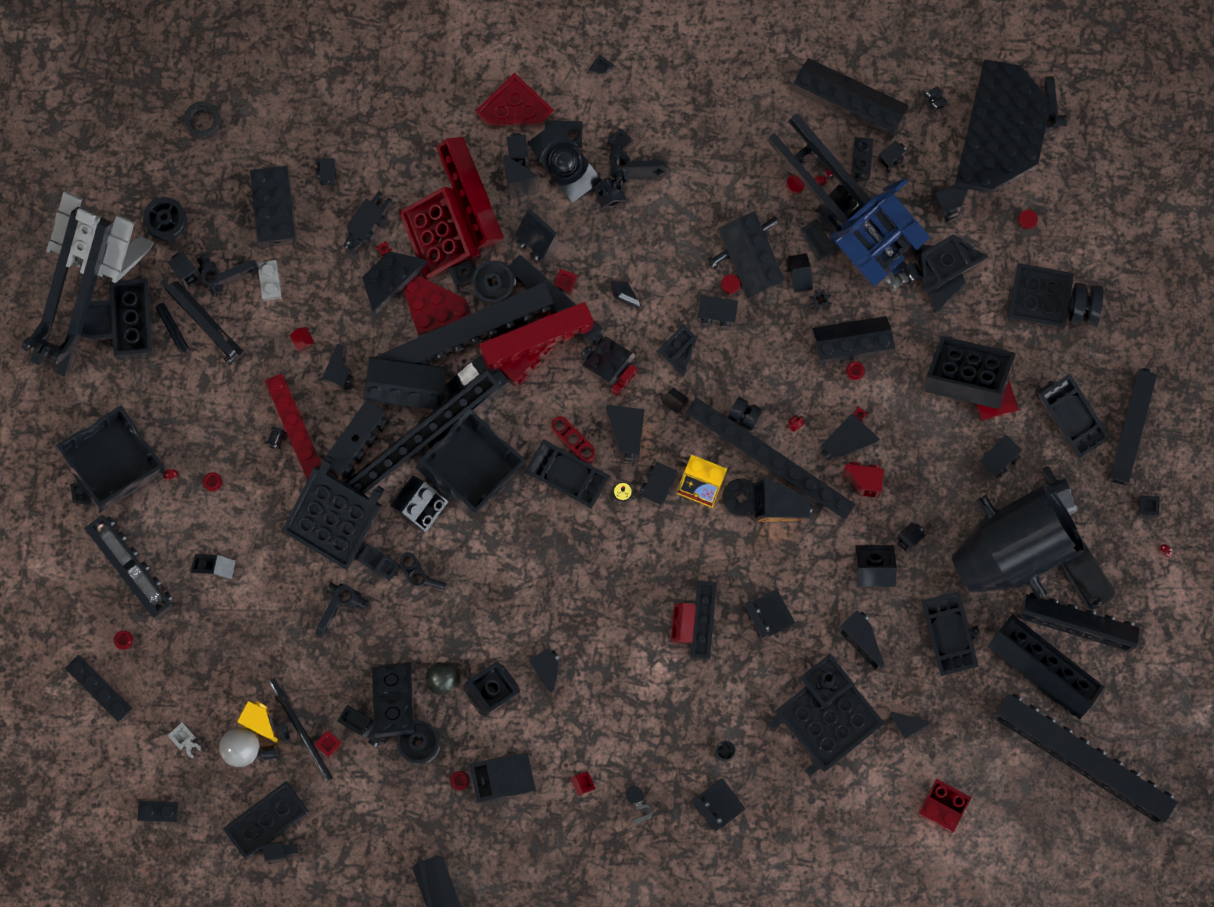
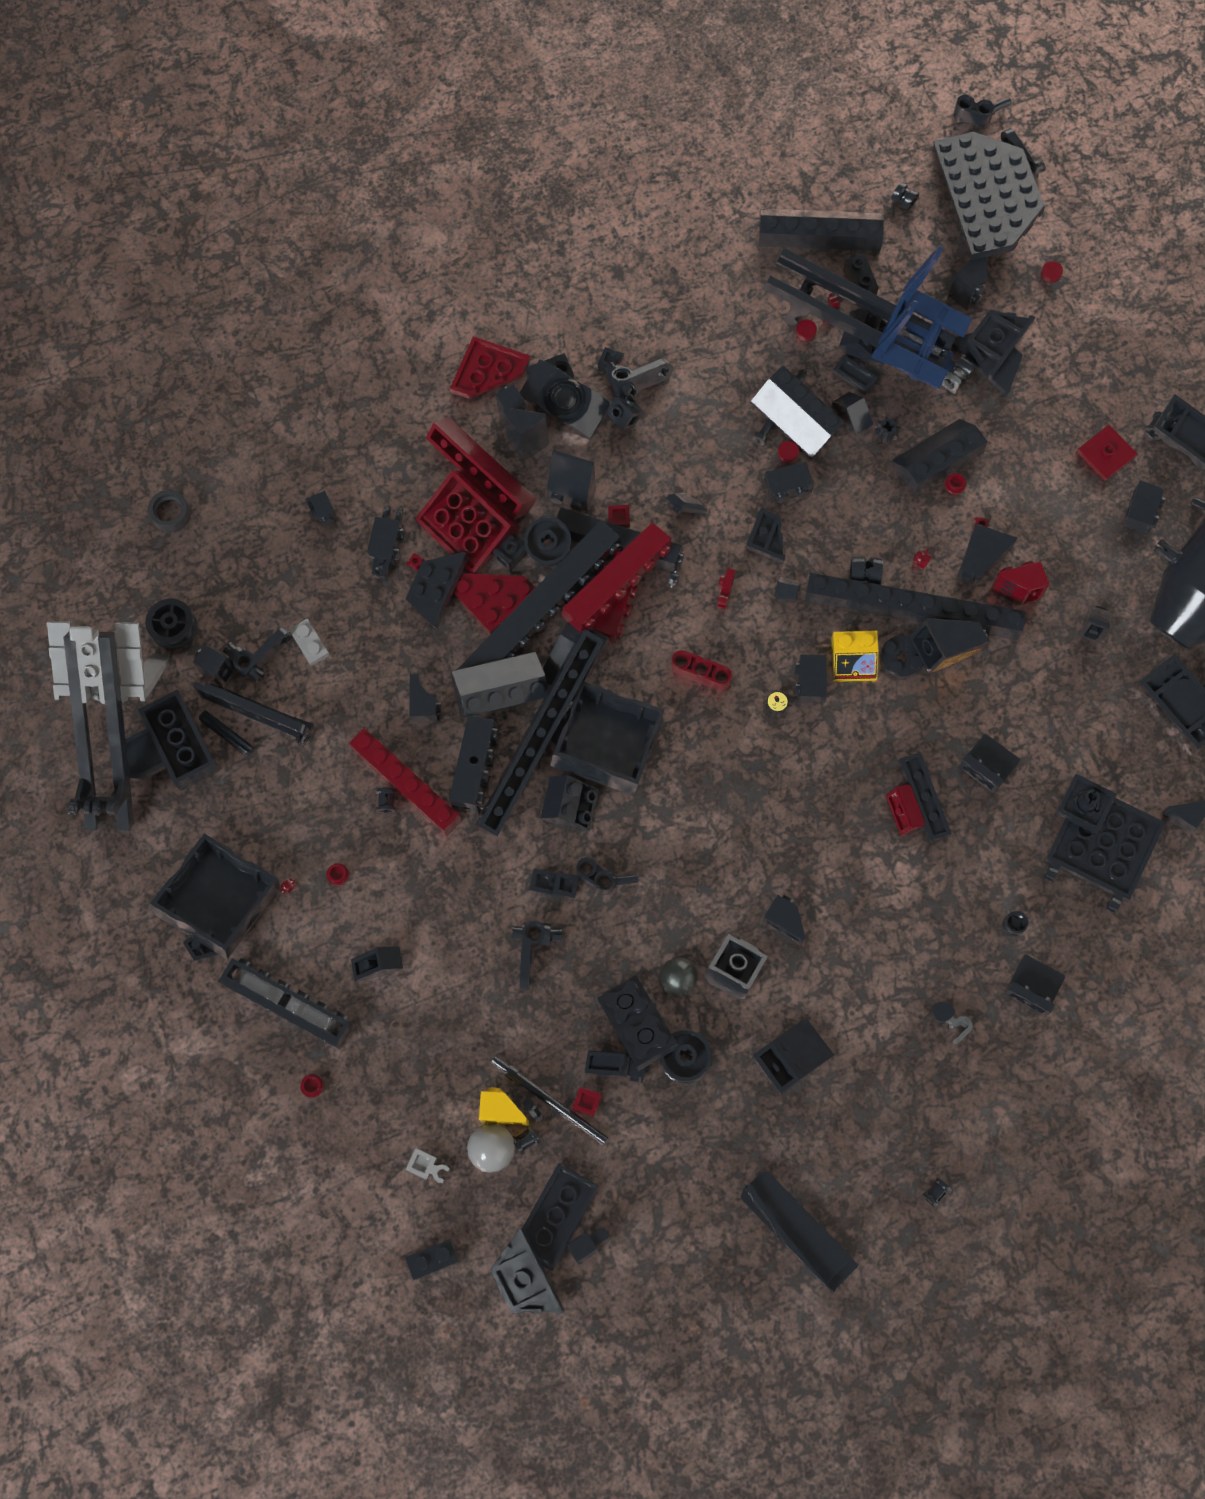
camera: 20 degrees left, 5 degrees down
(99, 688) = (307, 1151): black plate -> none
(222, 856) = (524, 1278): none -> black wing
(273, 206) = (281, 565): black brick -> none
(301, 338) = (369, 687): dark red slope -> none
(332, 516) = (484, 853): black plate -> none
(459, 780) = (747, 1079): dark red plate -> none
(567, 474) = (712, 708): black slope -> none
(582, 783) = (881, 1024): dark red plate -> none
(601, 66) = (557, 297): black tile -> none
(608, 360) = (701, 575): black plate -> none
(627, 431) = (754, 637): black slope -> none
(860, 636) = (1101, 744): black slope -> none
(875, 566) = (1074, 666): black slope -> none
(892, 155) = (889, 265): black brick -> none
(970, 372) = (1073, 436): black slope -> none
(1029, 48) = (977, 113): none -> black beam
(1040, 296) = (1102, 337): black plate -> none
(1086, 304) = (1154, 323): black wheel -> none

